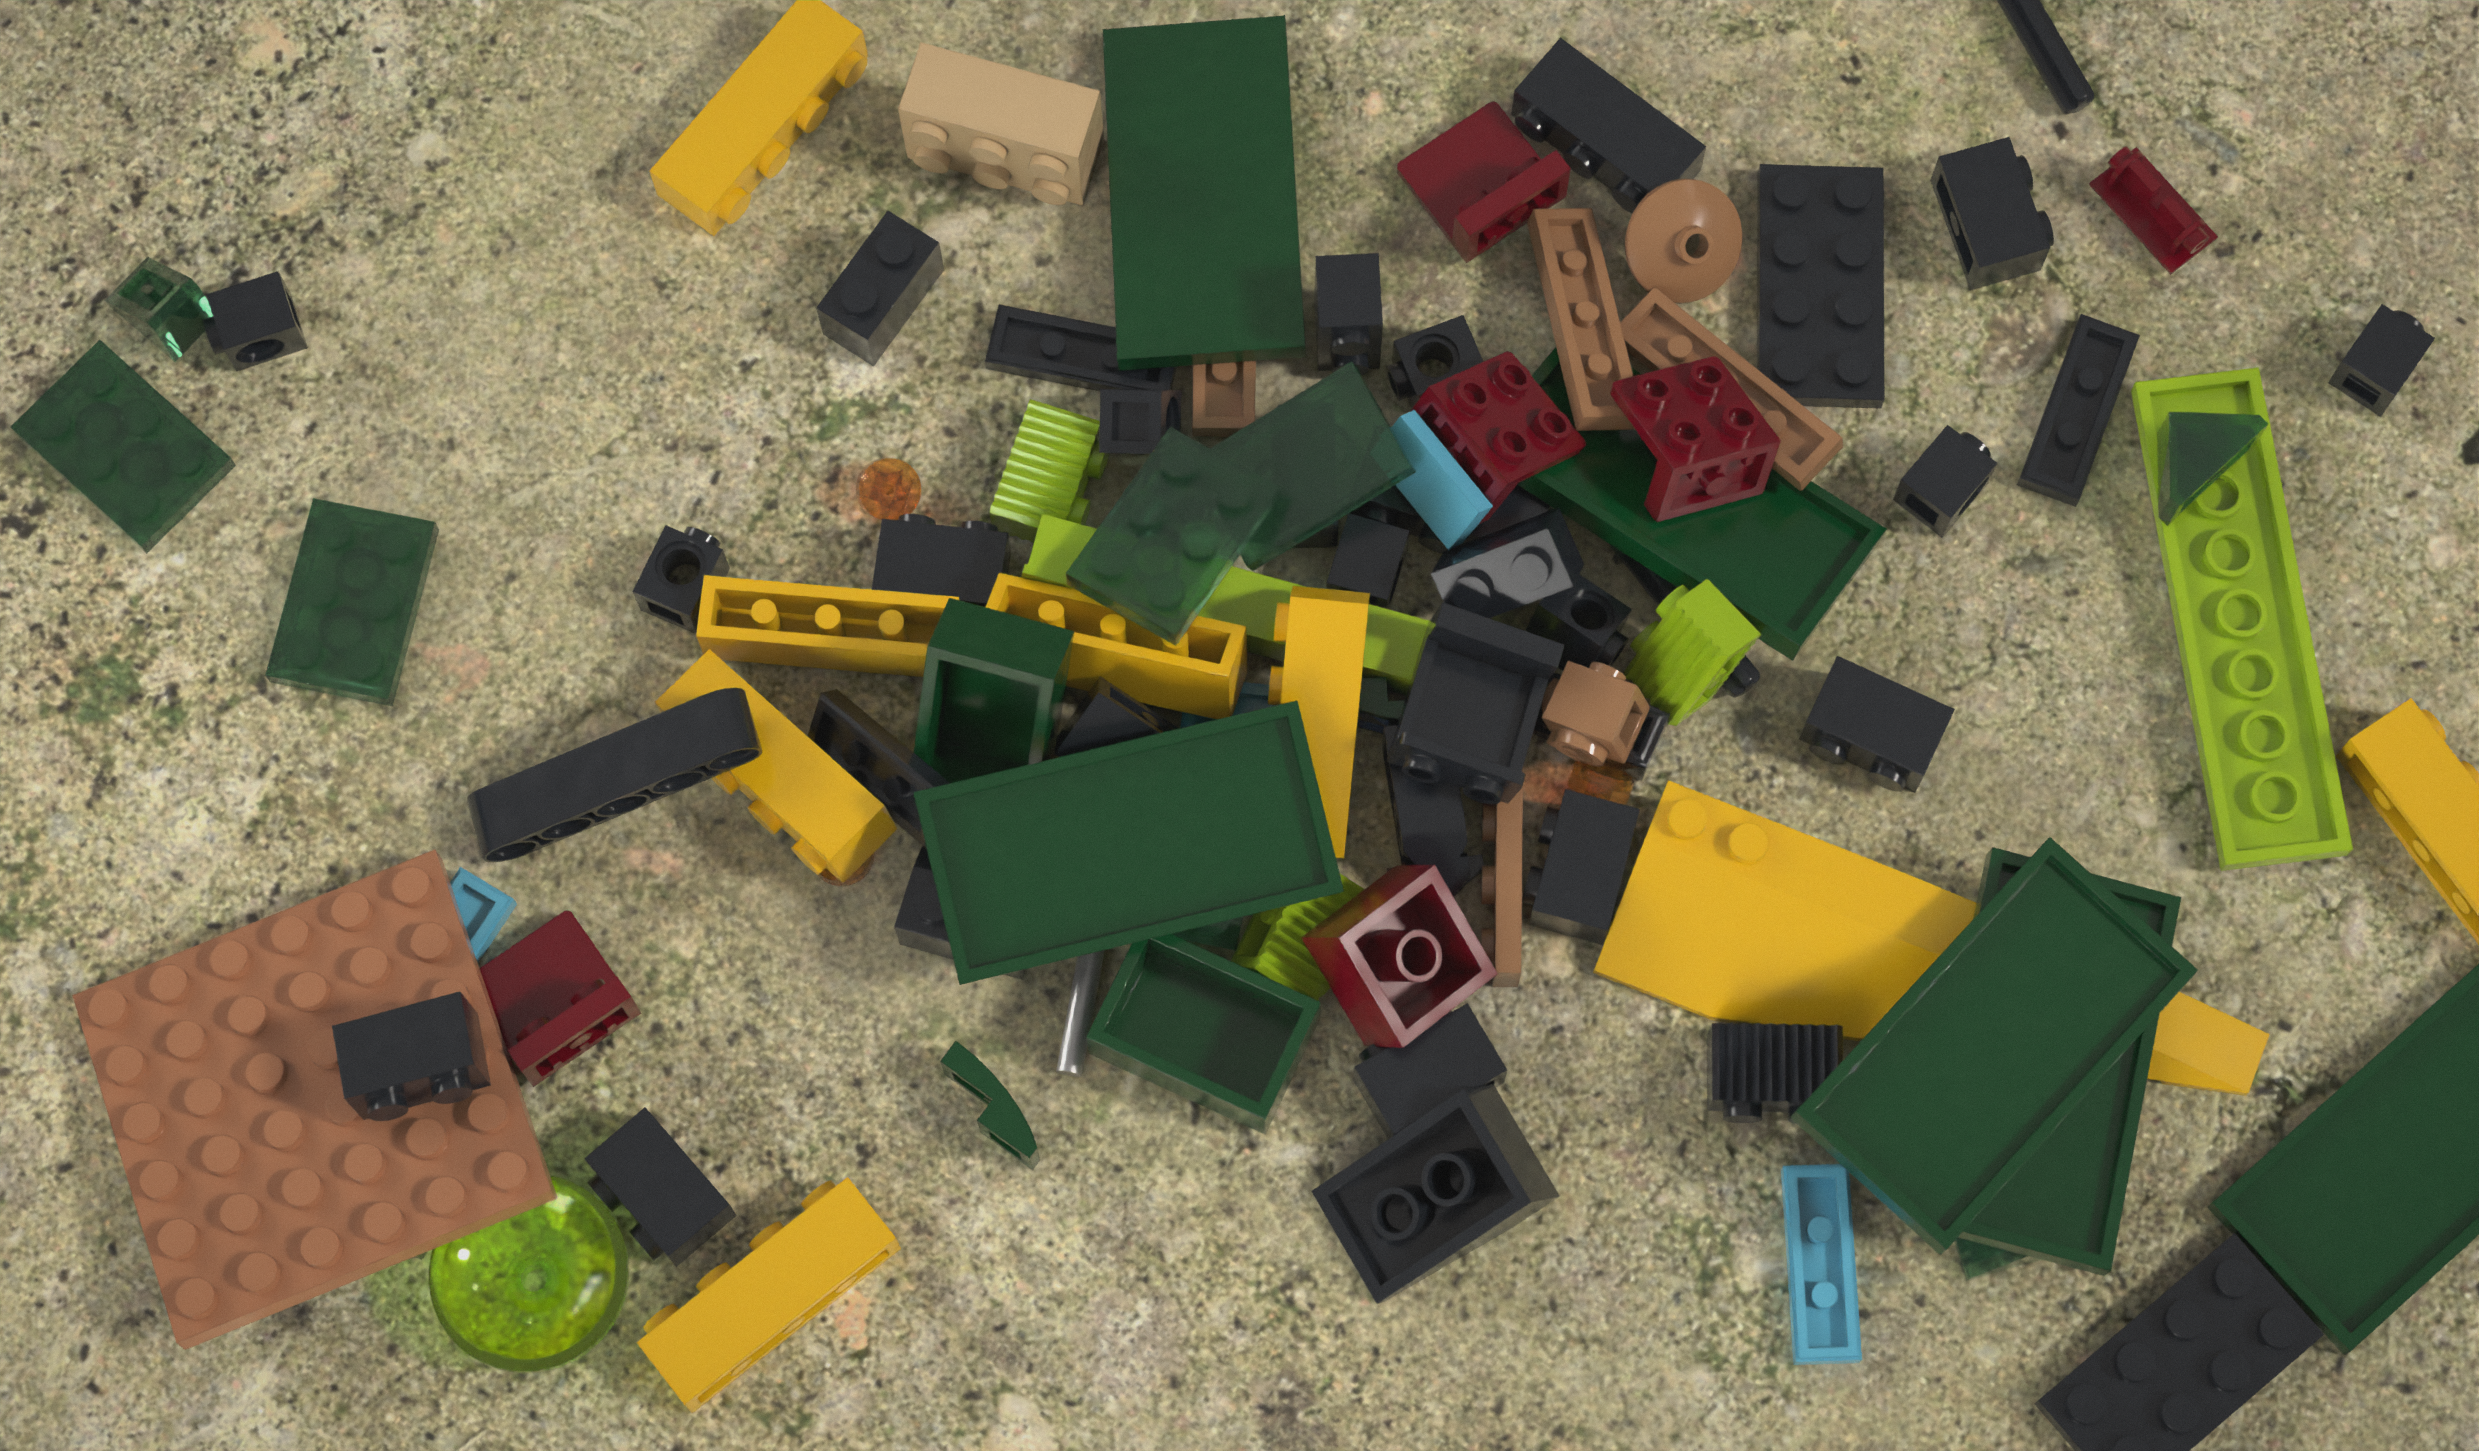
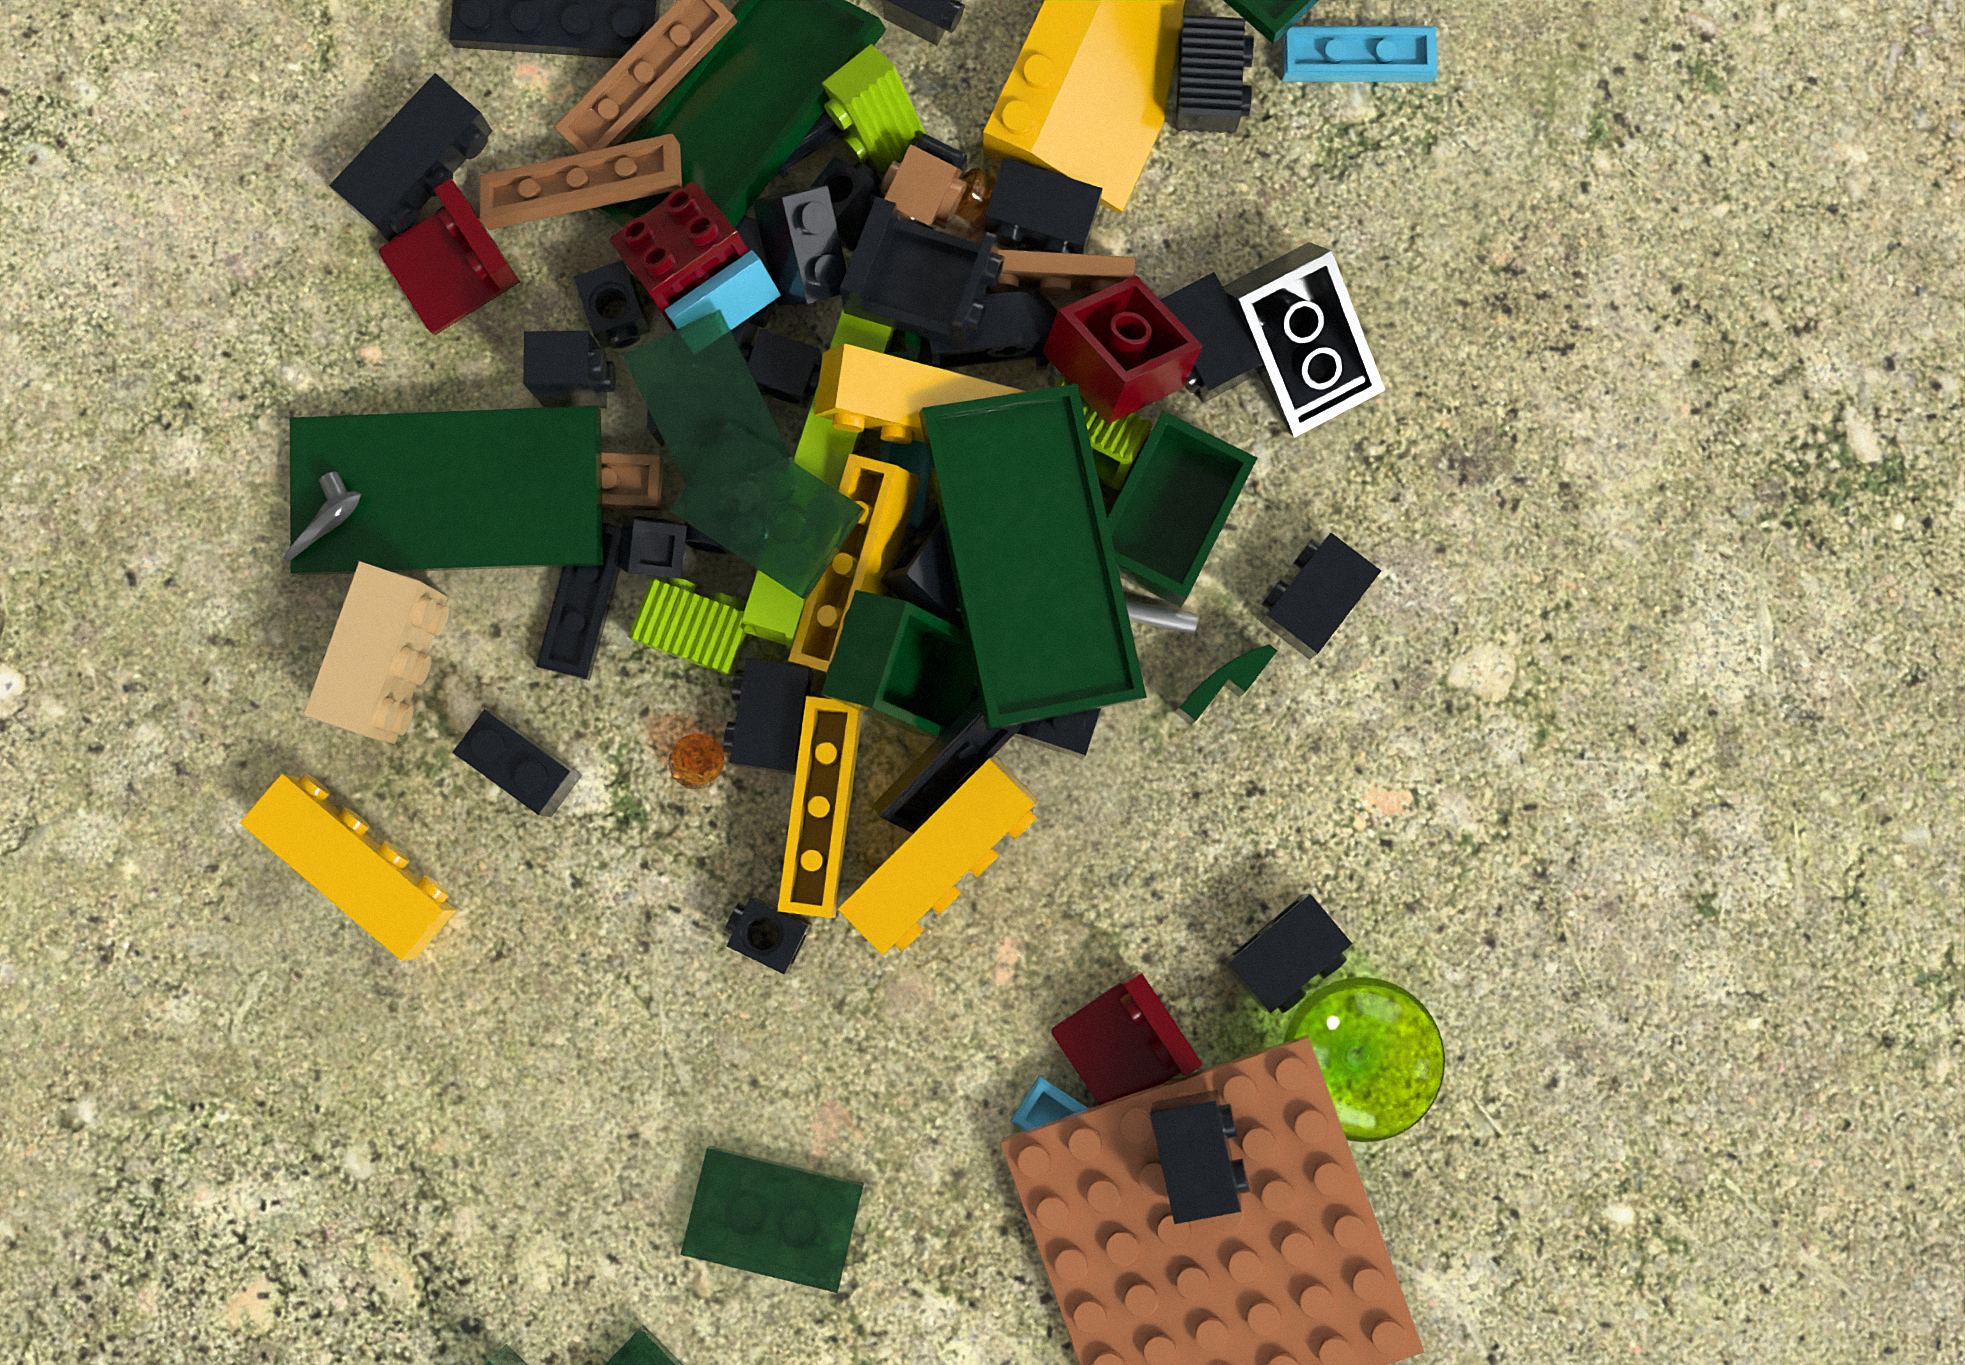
camera: 90 degrees left, 10 degrees up
(254, 322) = (516, 1310): black brick -> none
(614, 775) = (946, 987): black beam -> none
(768, 1293) = (1376, 865): yellow brick -> none
(1106, 1217) = (1319, 595): none -> black brick
(1168, 66) = (331, 514): none -> dark grey bar
(1660, 232) = (513, 101): medium nougat dish -> none
(1703, 434) = (687, 87): dark red bracket -> none

